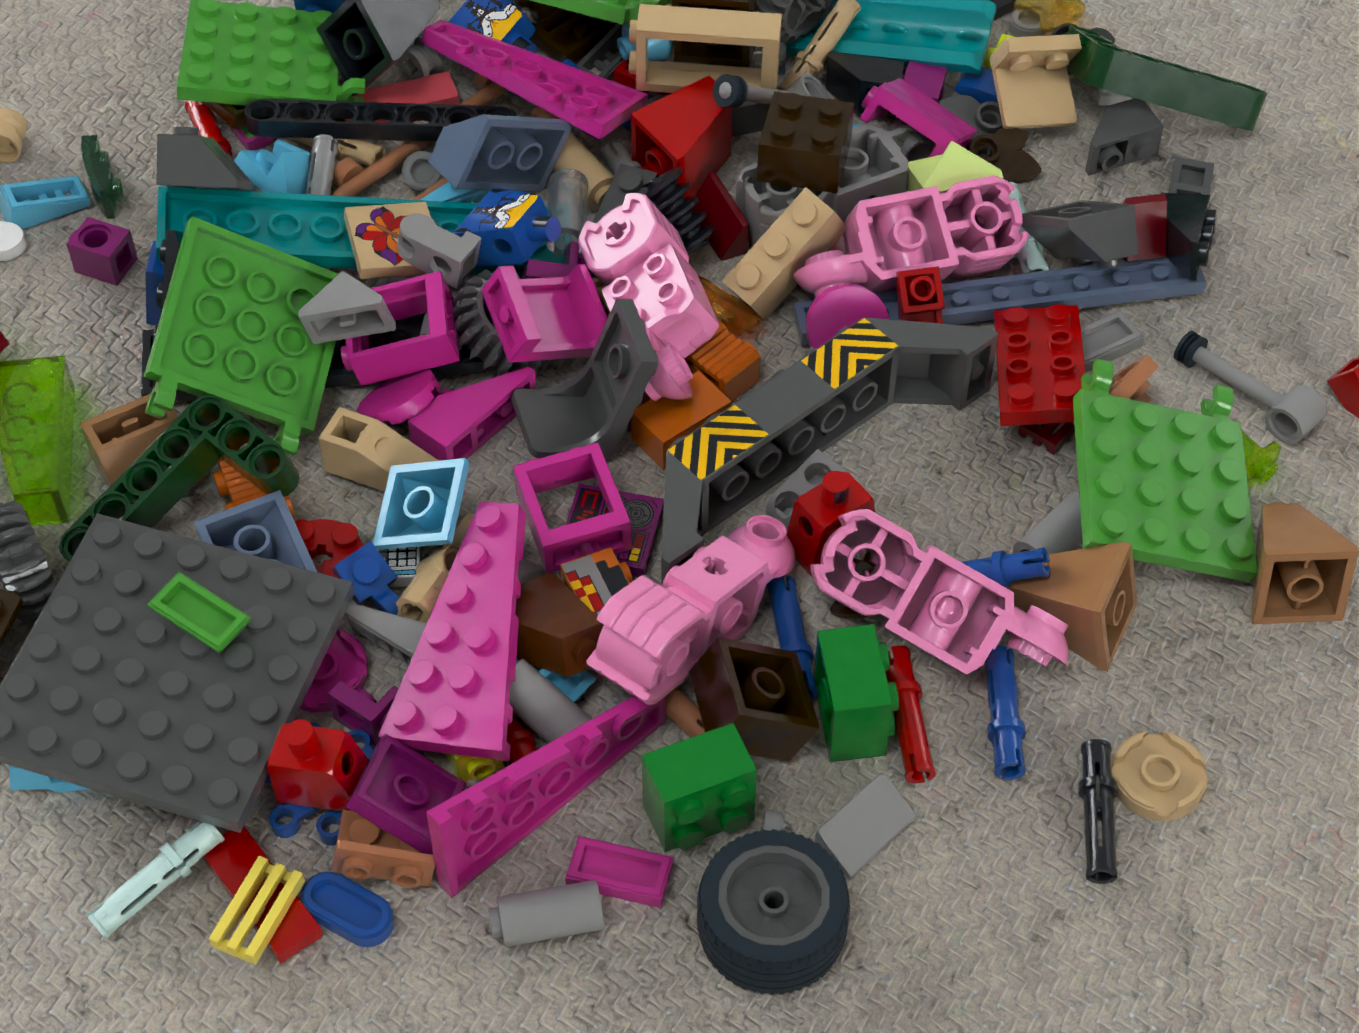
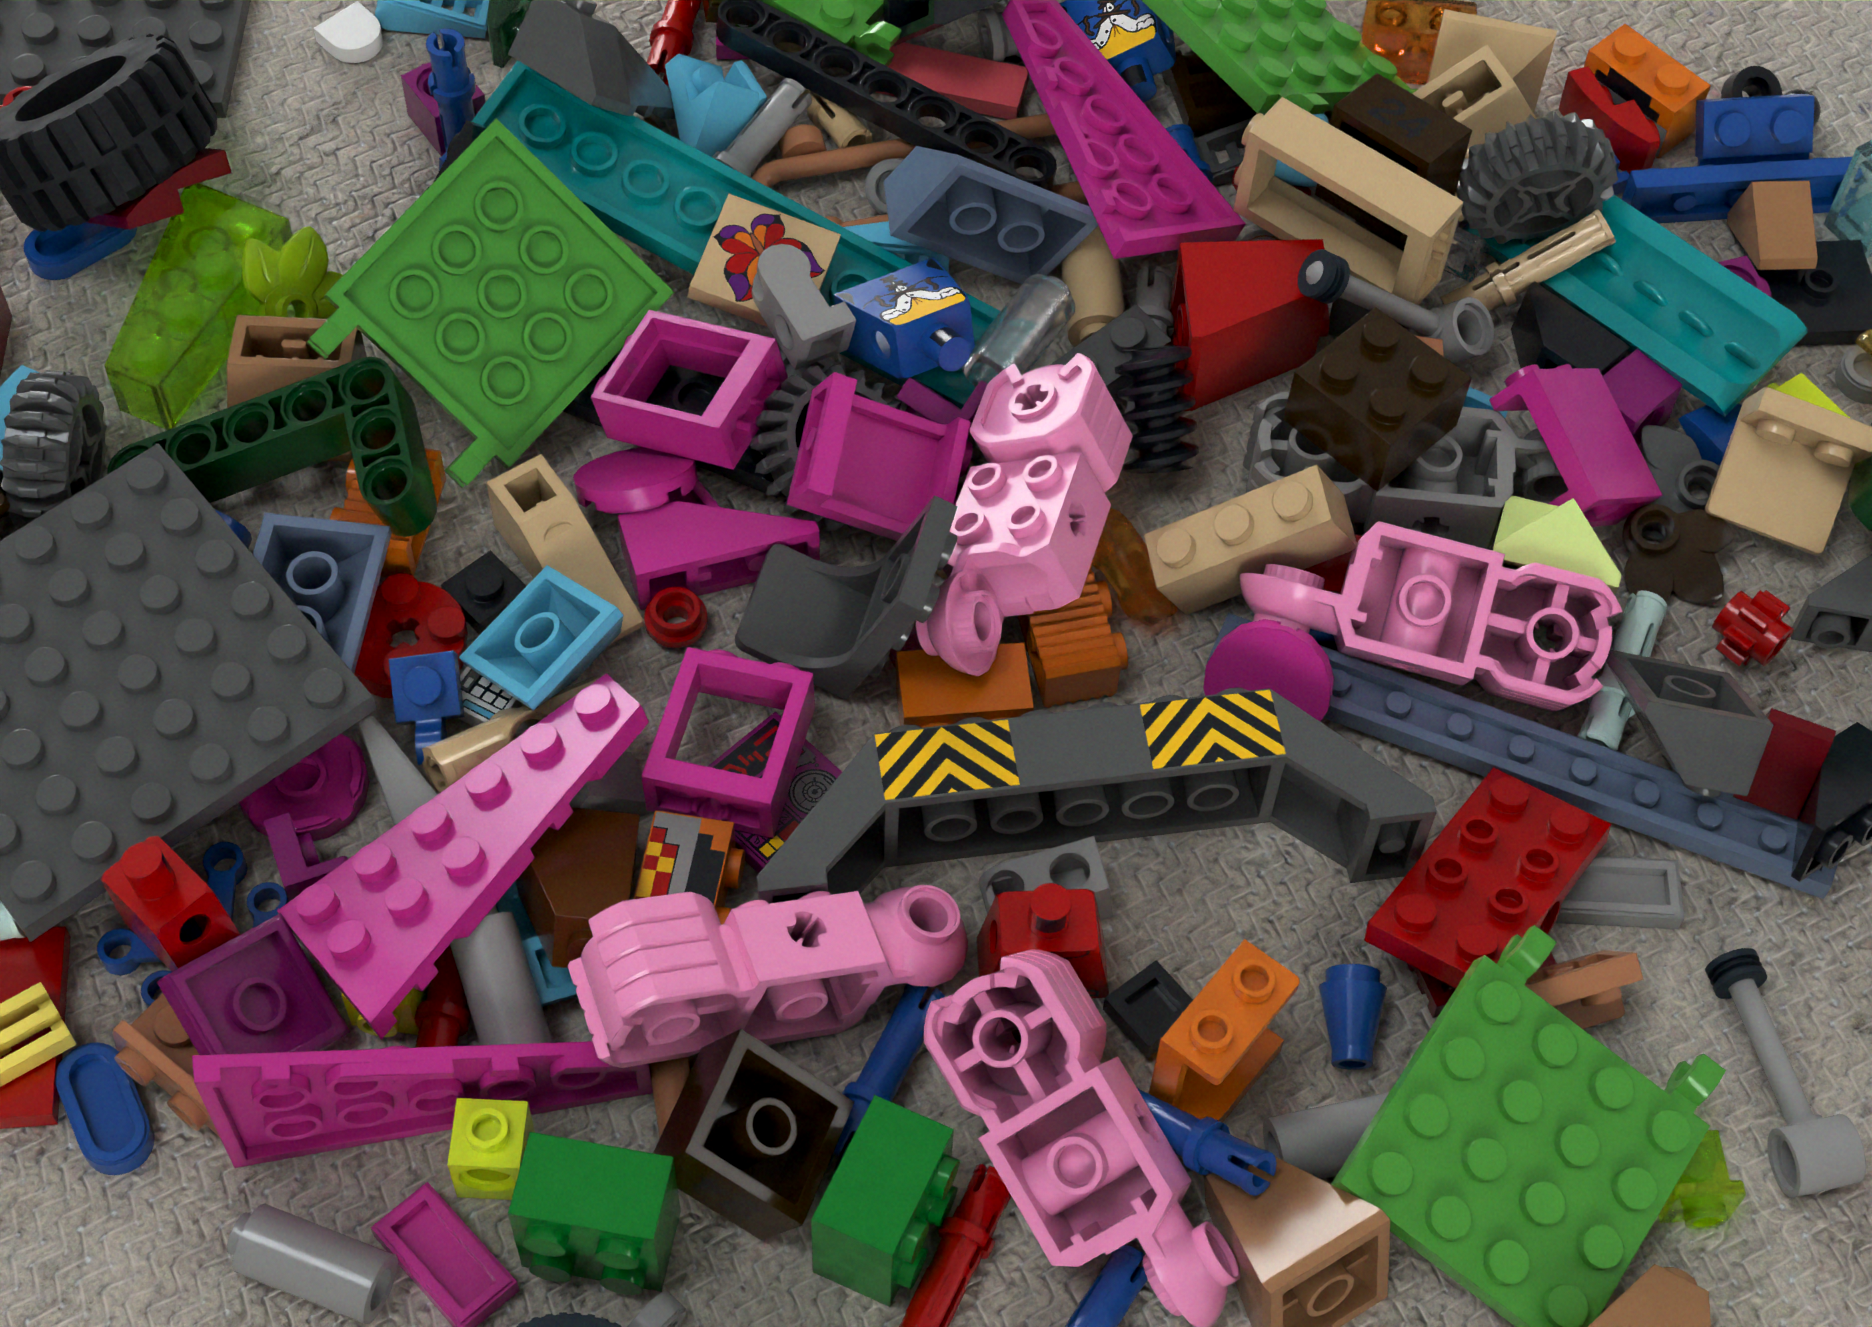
camera: 30 degrees right, 5 degrees up
(89, 391) = (292, 275): none -> lime plate
(121, 228) = (451, 82): none -> blue pin
(199, 612) = (161, 637): bright green tile -> none
(345, 311) = (619, 333): light grey slope -> none
(353, 507) = (484, 590): none -> black plate
(484, 456) = (674, 603): none -> red plate
(606, 794) = (488, 1146): none -> neon yellow brick
(730, 225) = (1222, 444): dark red slope -> none
(915, 519) = (1147, 1007): none -> black plate
(920, 295) = (1386, 706): red slope -> none
(972, 501) = (1223, 1036): none -> orange panel
(1014, 468) = (1352, 1012): none -> blue cone
(1071, 175) = (1752, 628): none -> red gear

